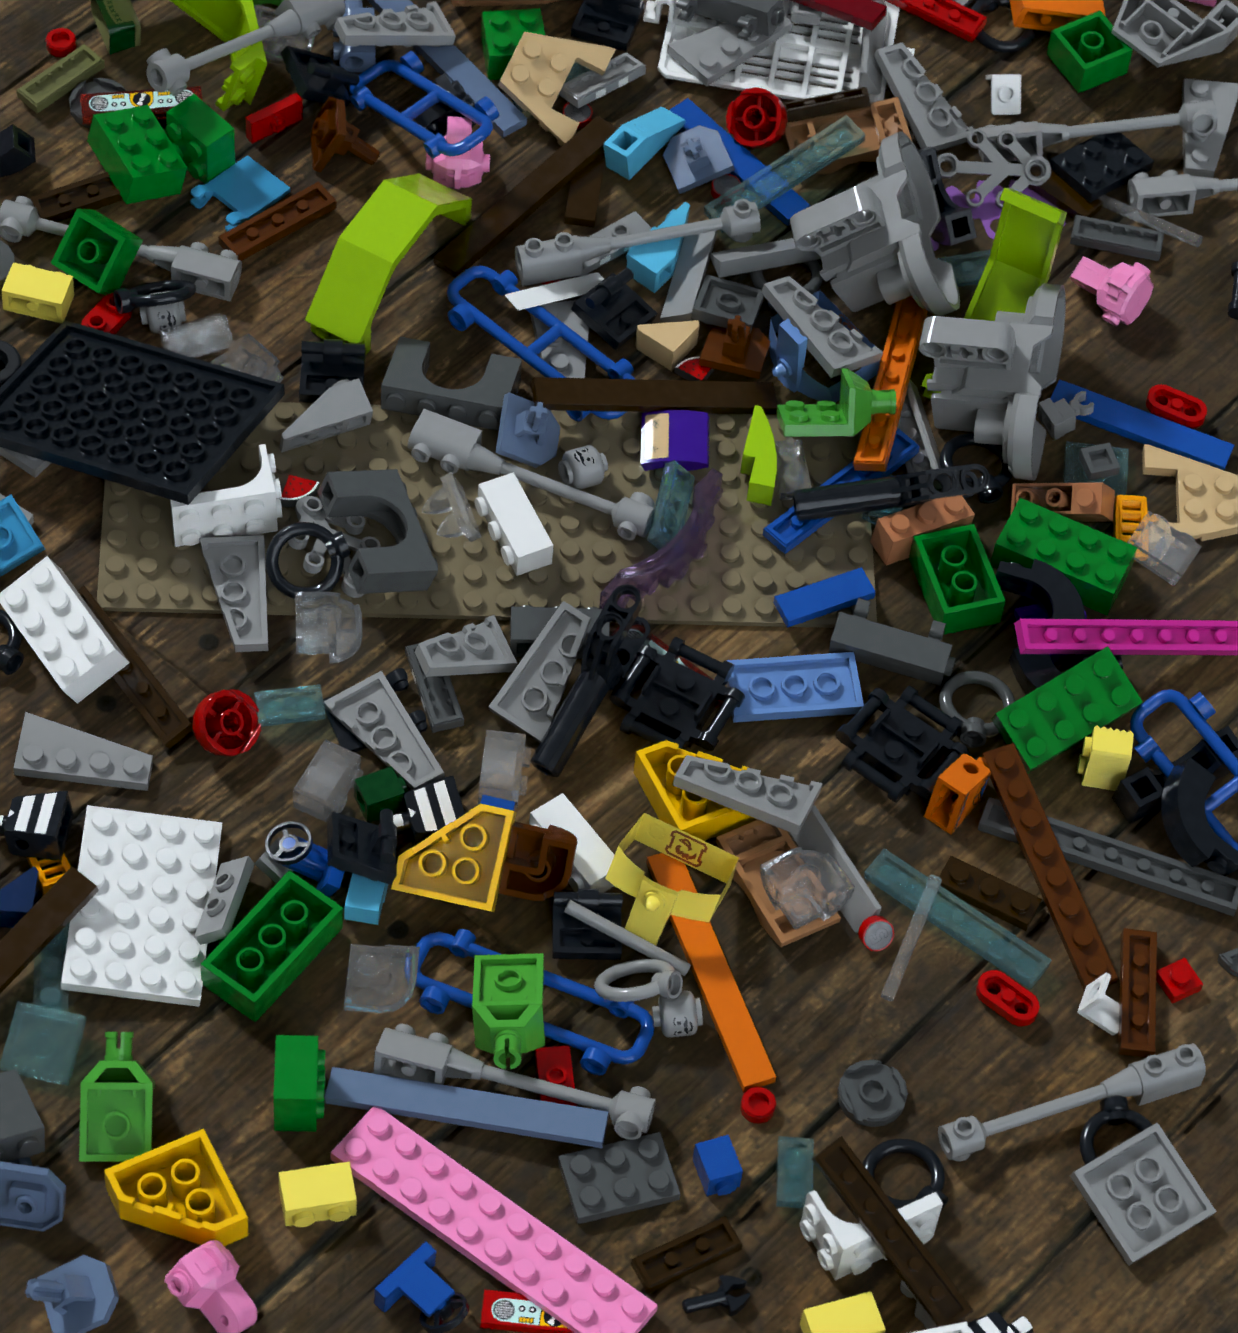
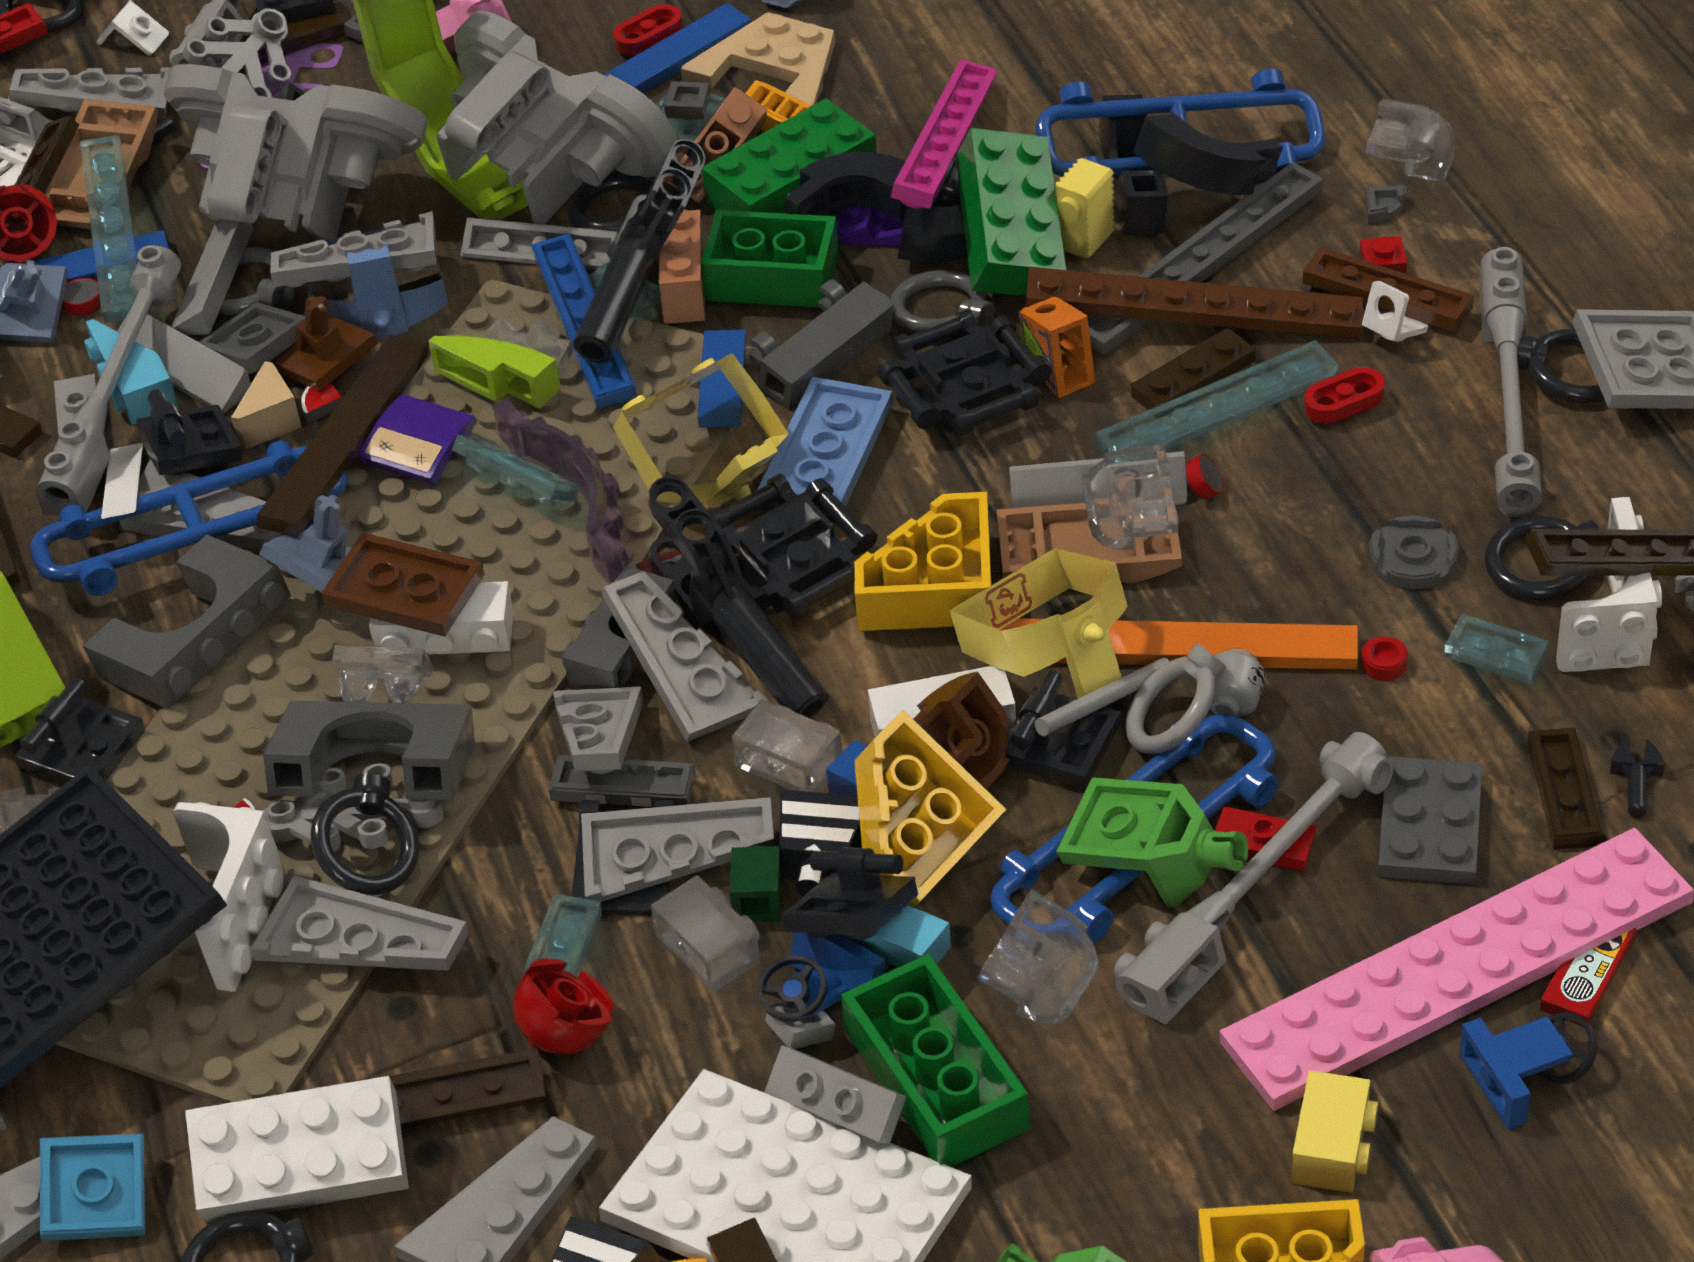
camera: 55 degrees left, 10 degrees down
(298, 1083) = (1164, 1092): green brick -> none
(327, 625) = (471, 857): clear brick -> none
(333, 413) = (151, 748): light grey slope -> none
(461, 447) = (292, 637): light grey bar -> none
(467, 1107) = (1266, 938): sand blue tile -> none
(513, 486) = (403, 584): none -> reddish brown plate
(582, 467) = (406, 521): light grey head -> none
(717, 1166) = (1461, 714): blue brick -> none
(723, 643) = (735, 478): none -> light yellow piece
(746, 791) = (989, 493): light grey wing -> none
(834, 419) = (491, 272): bright green plate -> none
(893, 373) = (474, 233): orange tile -> none
(911, 938) = (1229, 446): clear bar -> none
(1163, 547) = (840, 79): clear brick -> none

